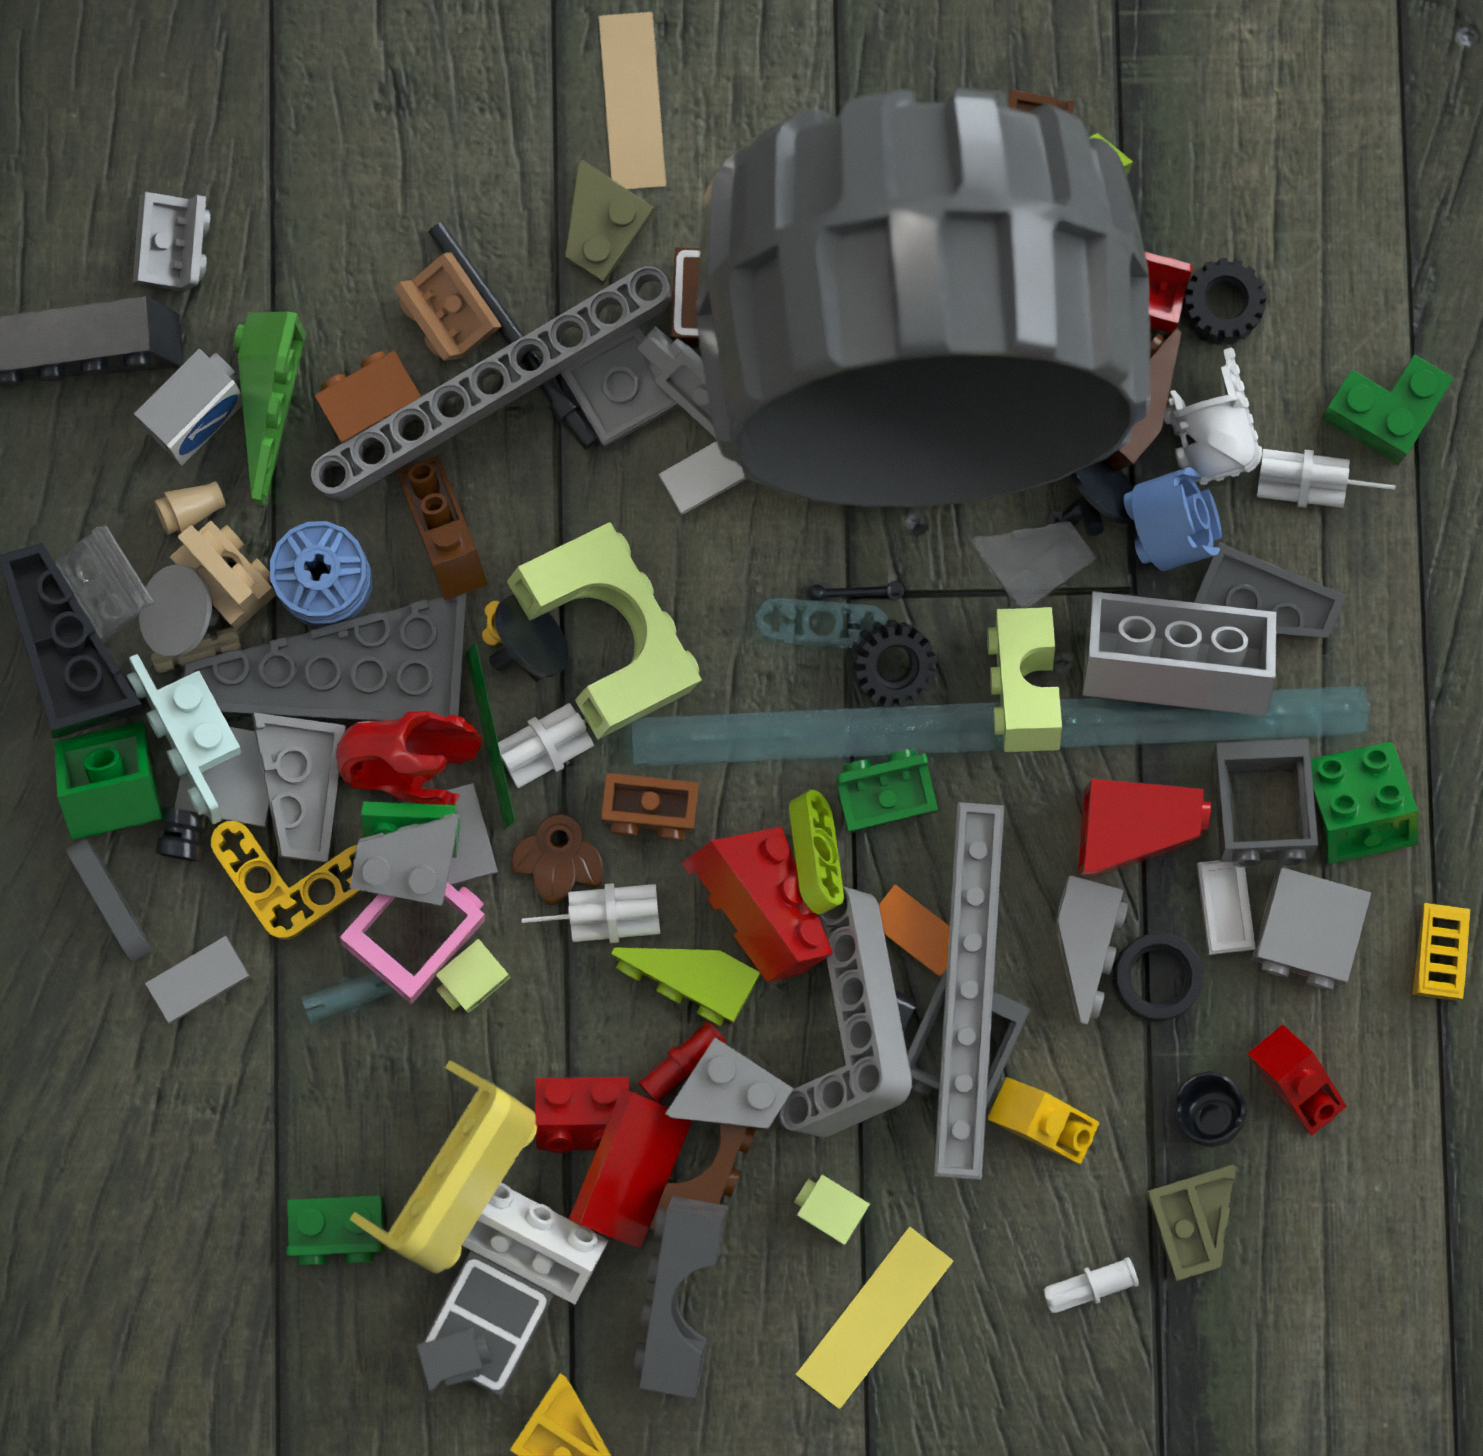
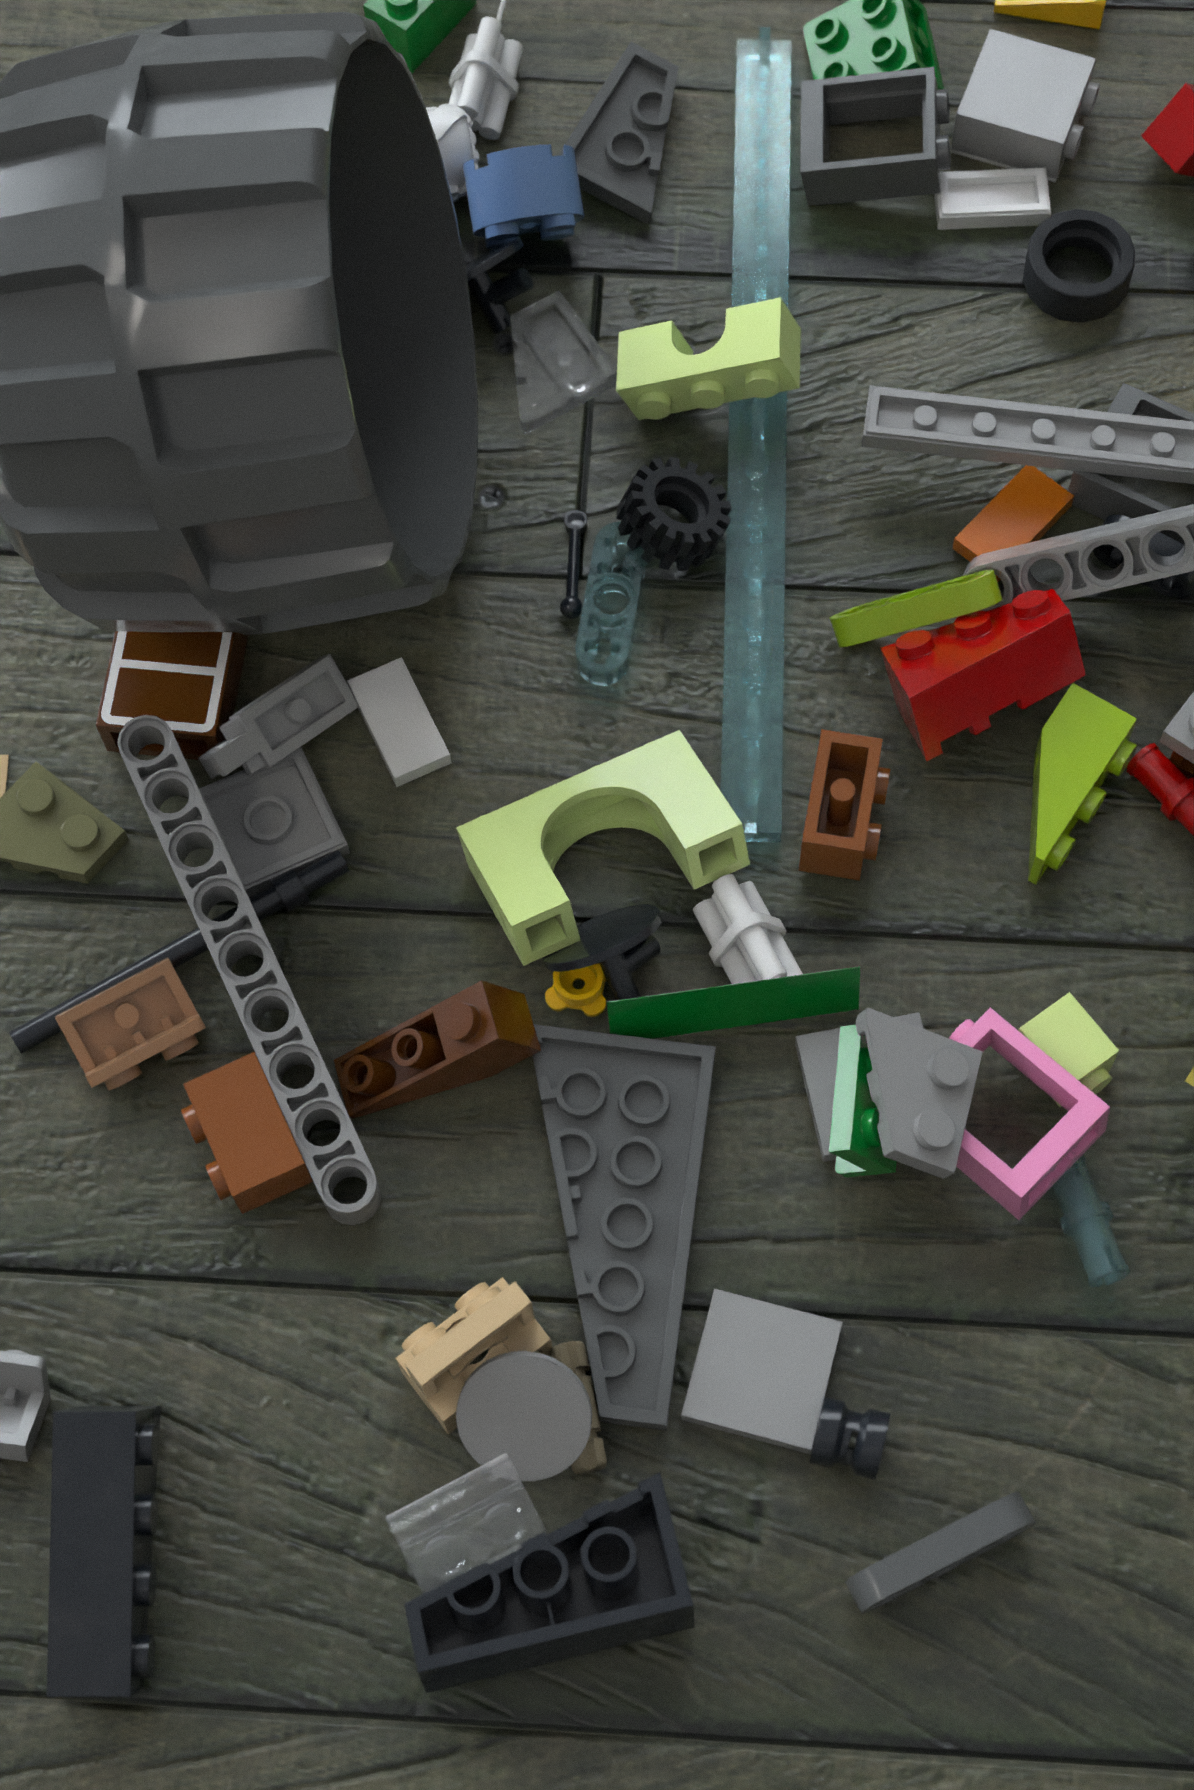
camera: 80 degrees left, 15 degrees down
(107, 780) = (763, 1543): green slope -> none
(188, 506) = (369, 1406): tan cone -> none
(191, 405) = (224, 1374): light grey piece -> none
(193, 727) = (702, 1405): light aqua bracket -> none
(197, 979) = (1060, 1434): light grey tile -> none
(268, 366) = (173, 1271): bright green wedge -> none
(278, 892) = (937, 1309): yellow beam -> none
(300, 782) = (783, 1264): light grey wing -> none
(337, 594) = (514, 1234): medium blue wheel -> none
(406, 754) = (749, 1127): red hair -> none
(556, 865) = (912, 939): reddish brown plate -> none
(610, 913) = (980, 872): white piece -> none
(886, 790) = (837, 538): green bracket -> none
(1084, 932) = (1031, 335): light grey slope -> none
(1136, 823) = (901, 263): red slope -> none
(1180, 653) = (689, 199): light grey brick -> none

